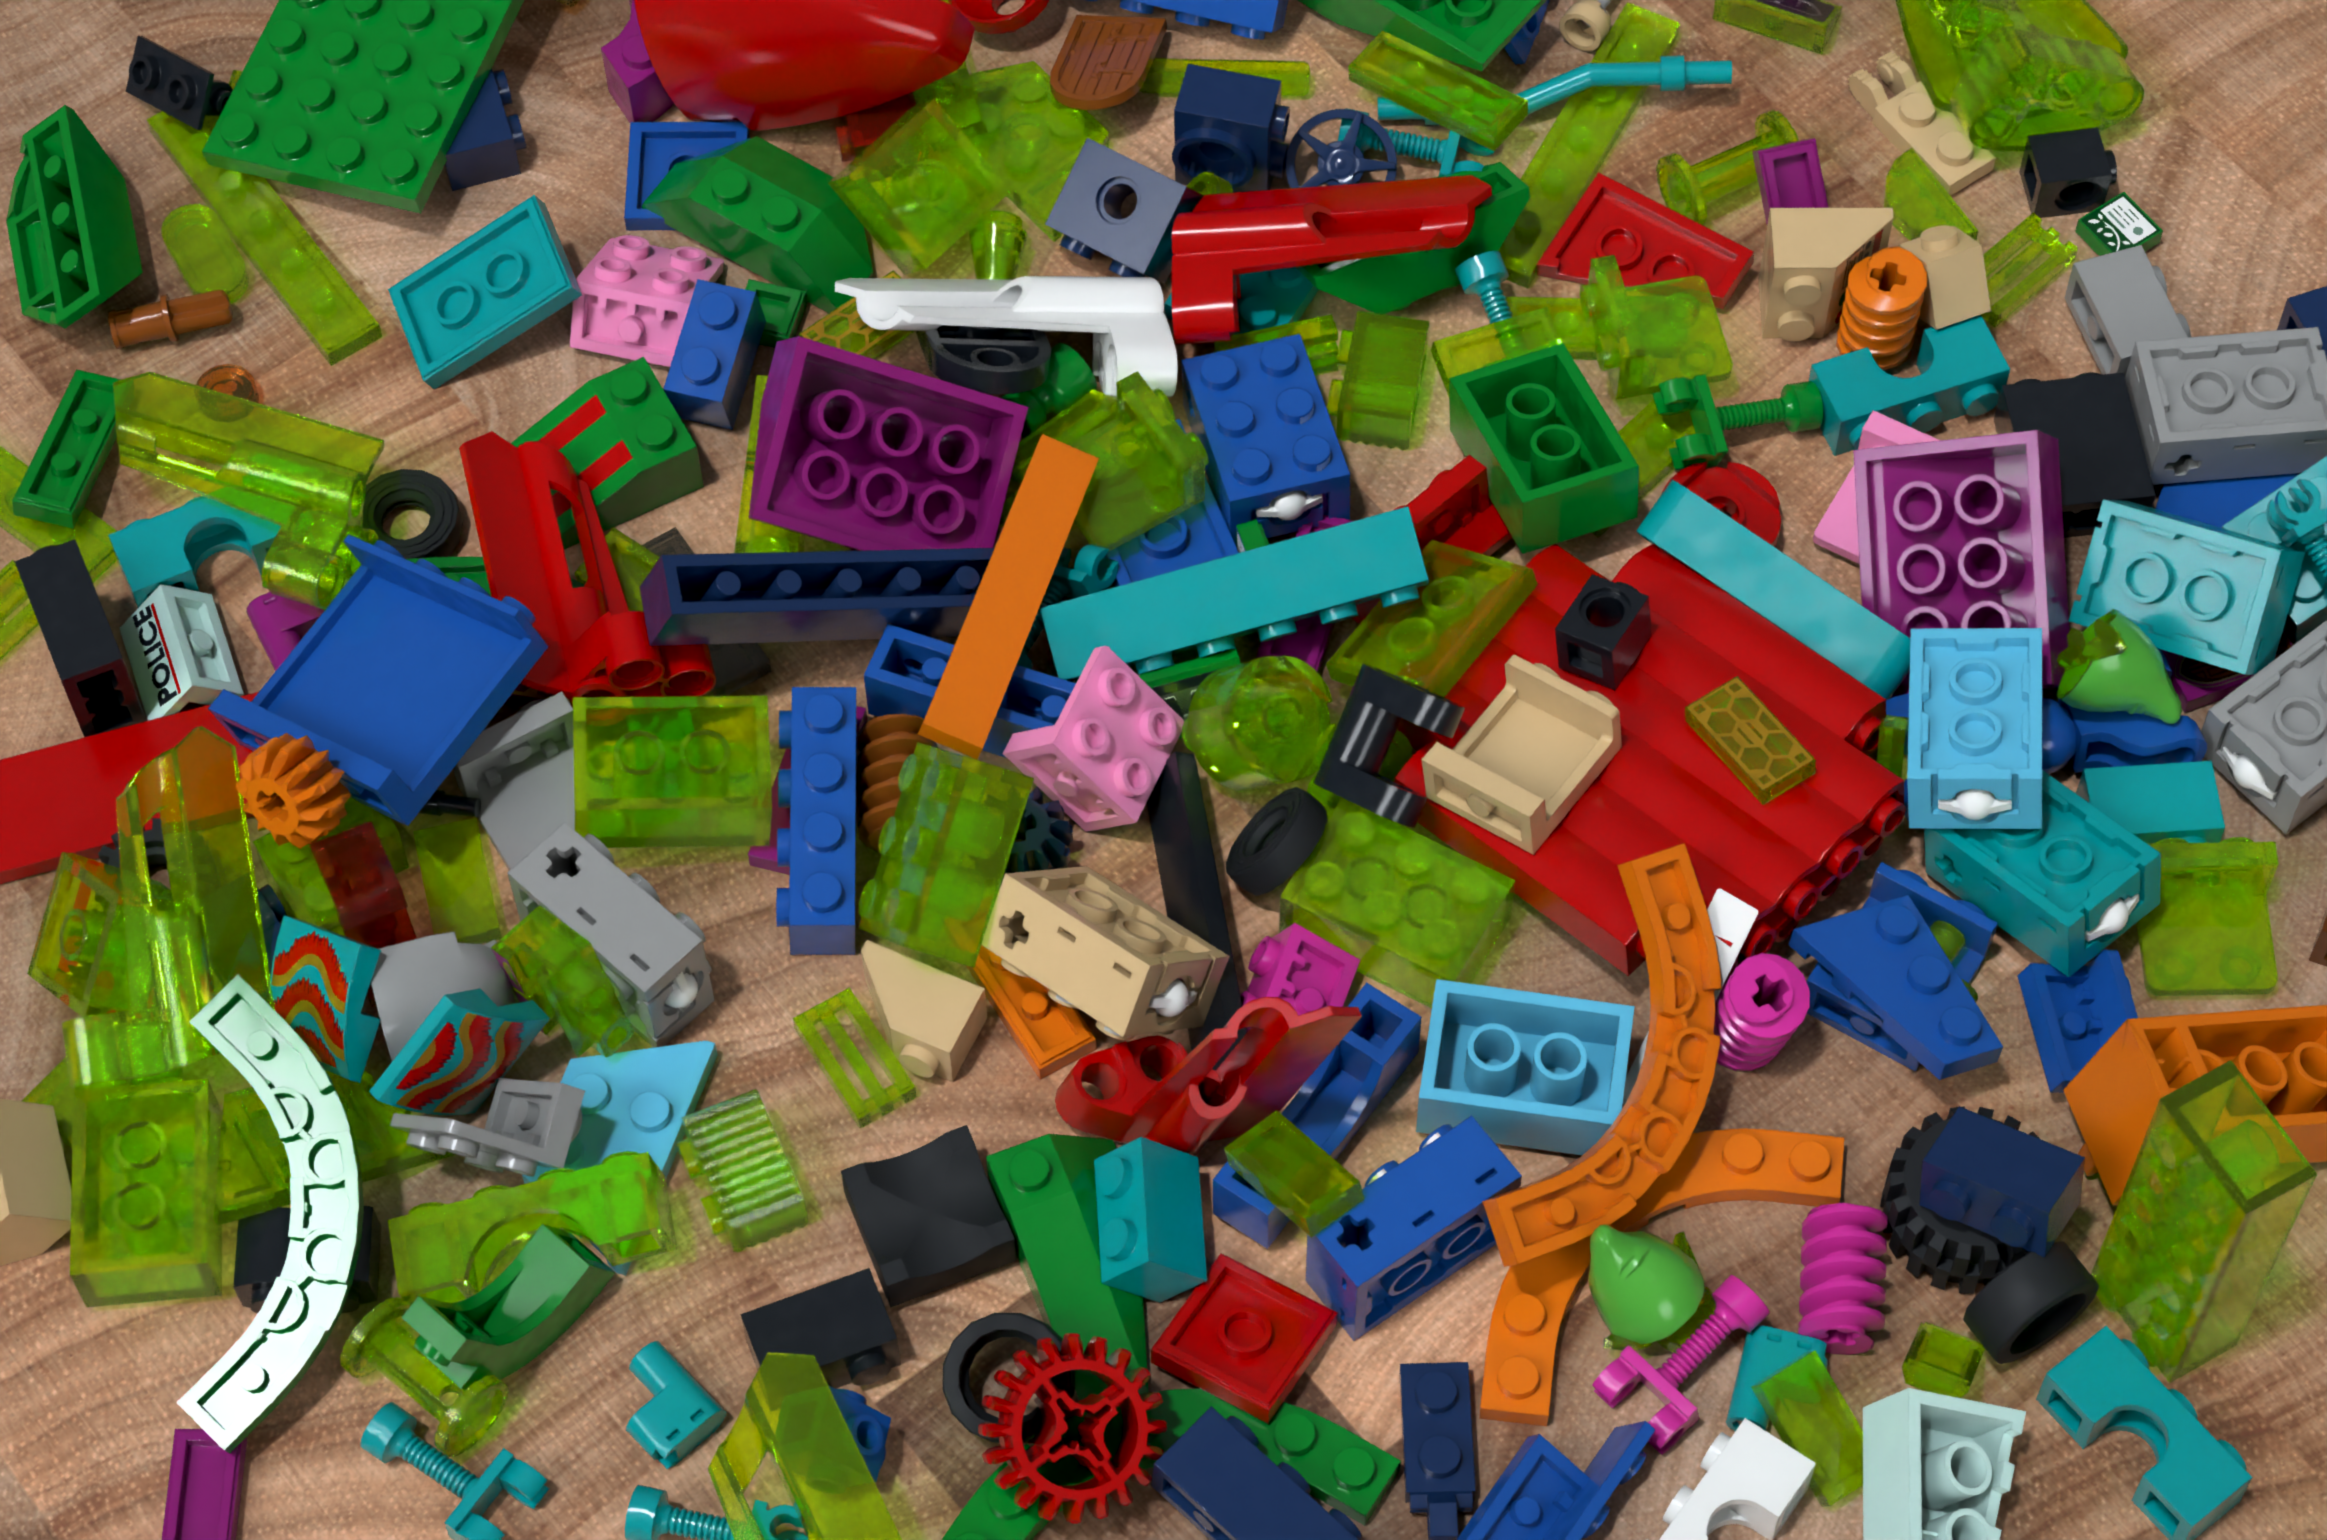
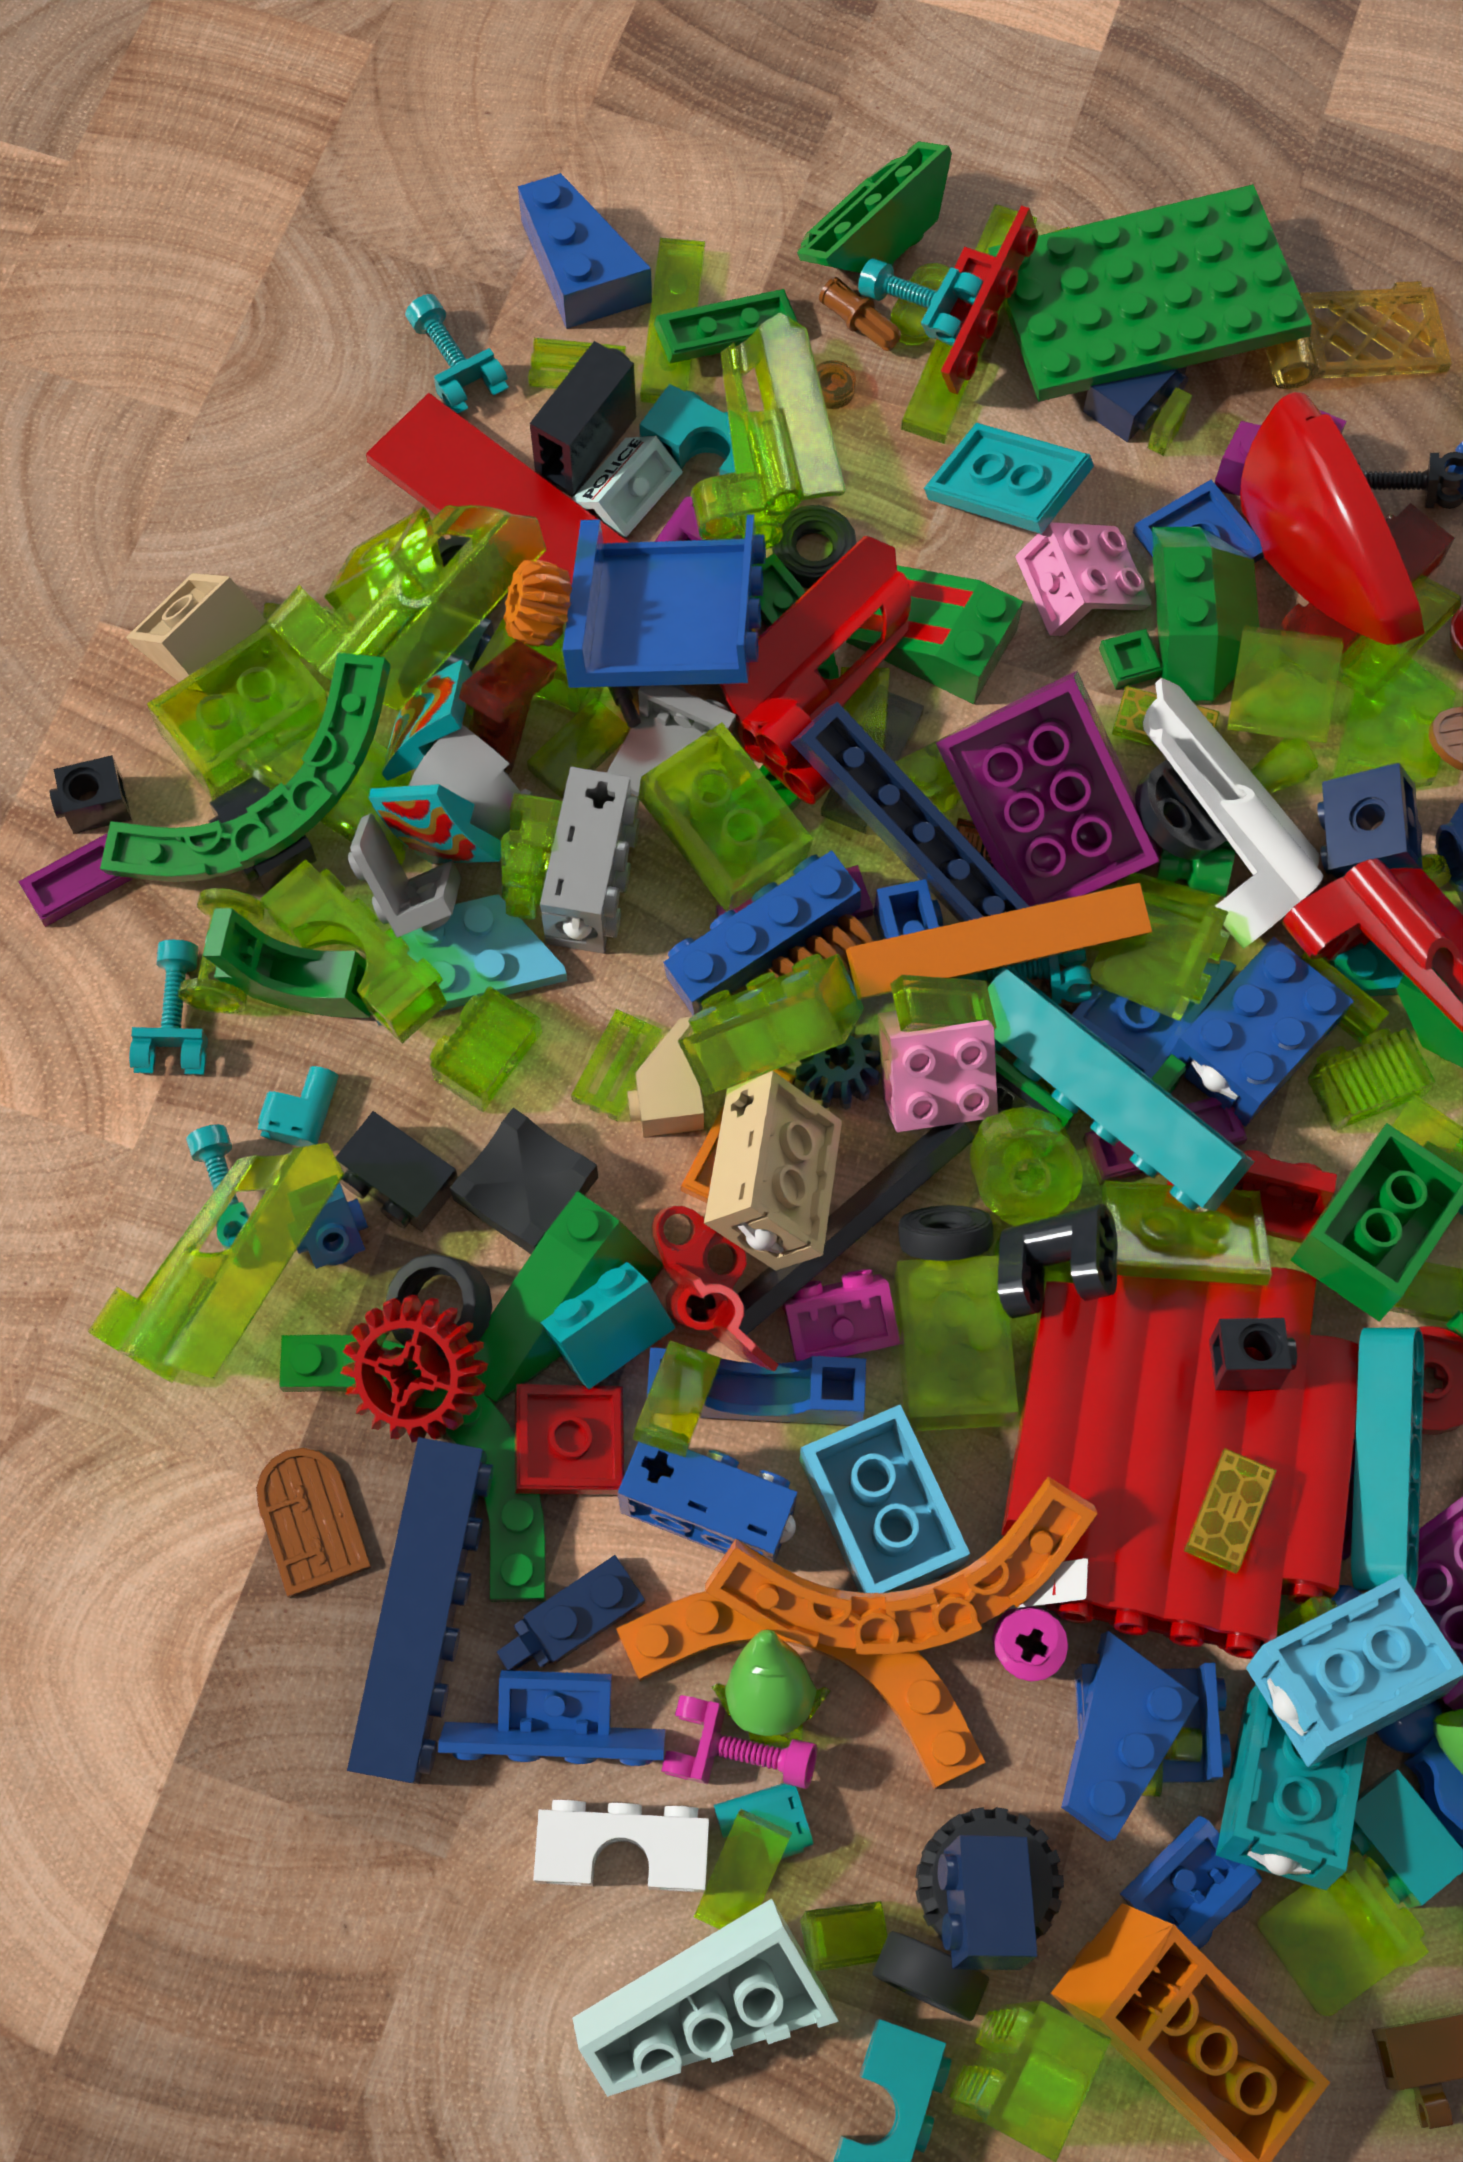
camera: 55 degrees right, 10 degrees up
(113, 1389) = (93, 775): none -> black brick
(175, 84) = (1032, 189): black hinge -> none
(253, 197) = (1000, 281): none -> red bracket
(270, 239) = (878, 280): none -> teal bar
(537, 116) = (1169, 421): none -> clear neon green tile
(715, 354) = (1064, 642): blue brick -> none
(1040, 682) = (940, 1002): none -> clear neon green tile
(1526, 756) = (1111, 1361): tan panel -> none
(1842, 1275) = (871, 1823): dark pink piece -> none

